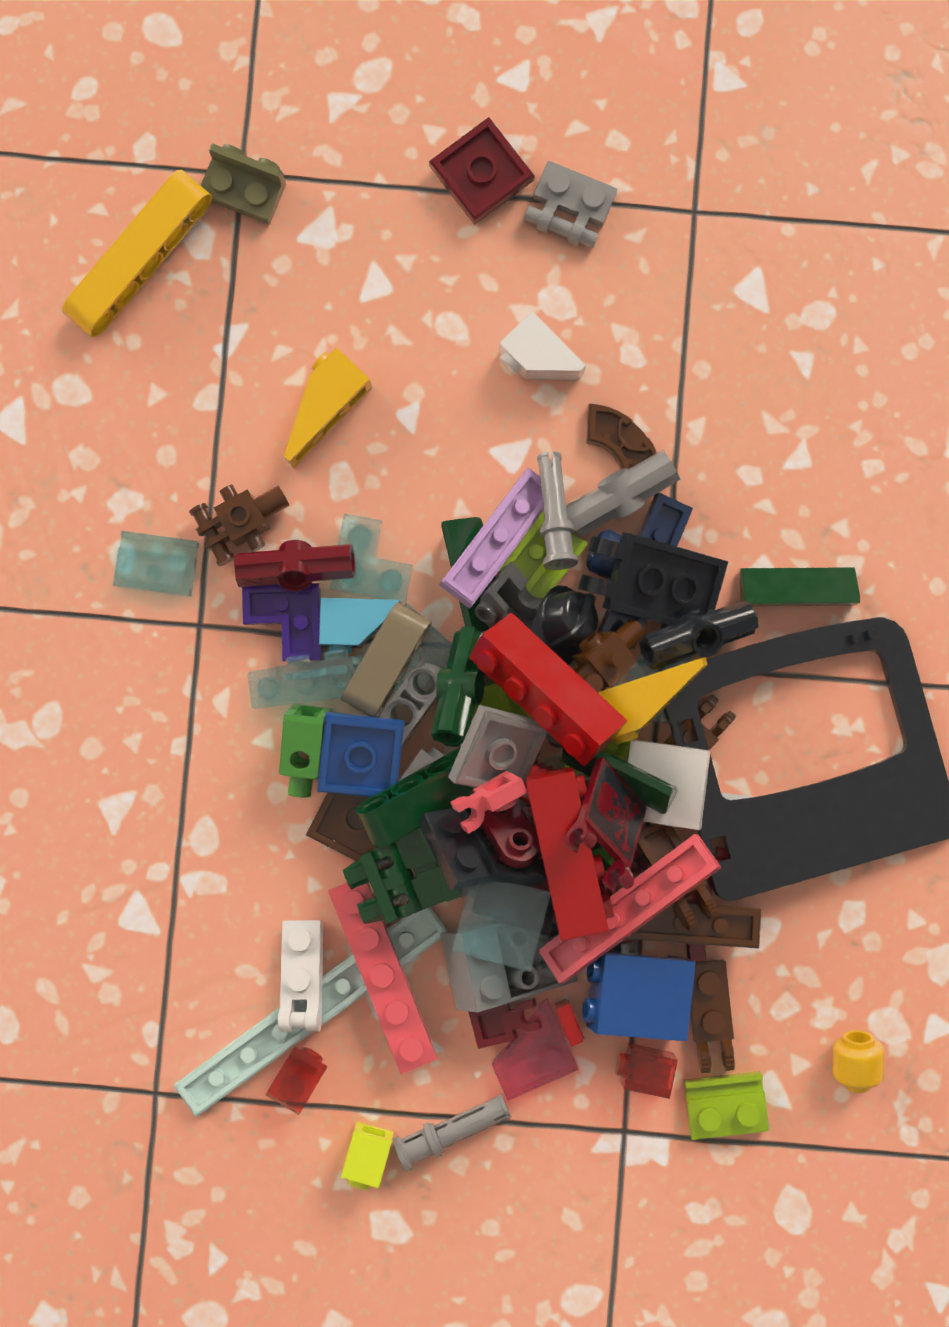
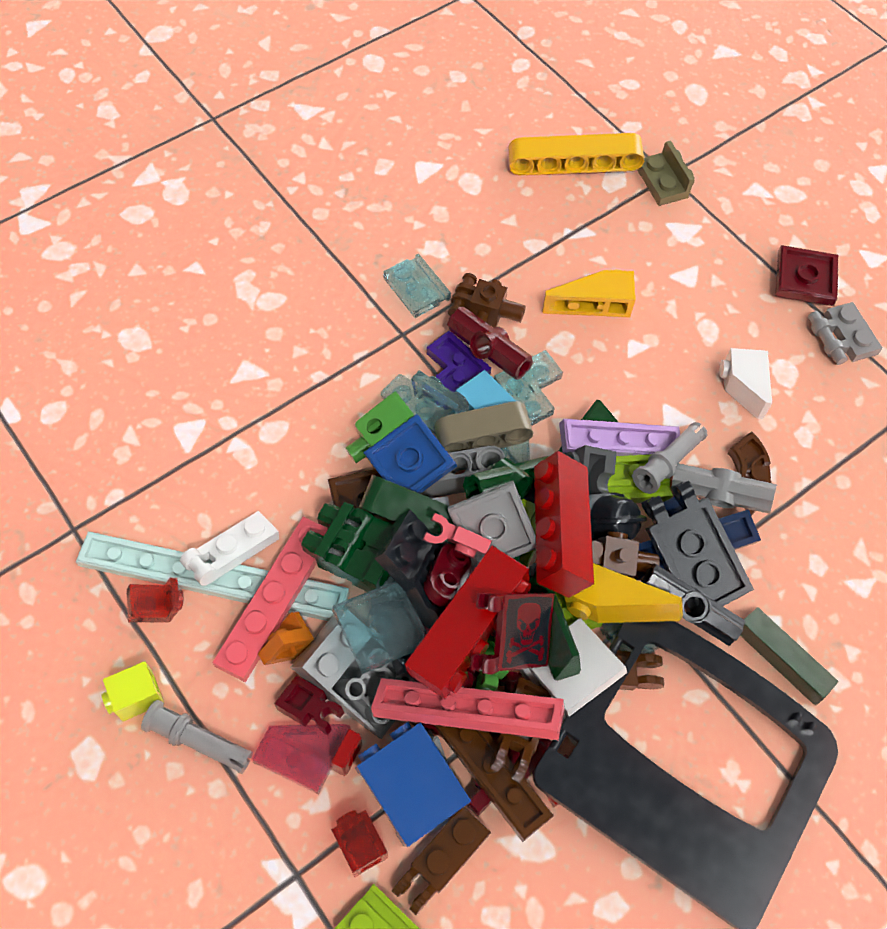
camera: 50 degrees right, 25 degrees down
(434, 988) = (287, 641): none -> orange bracket

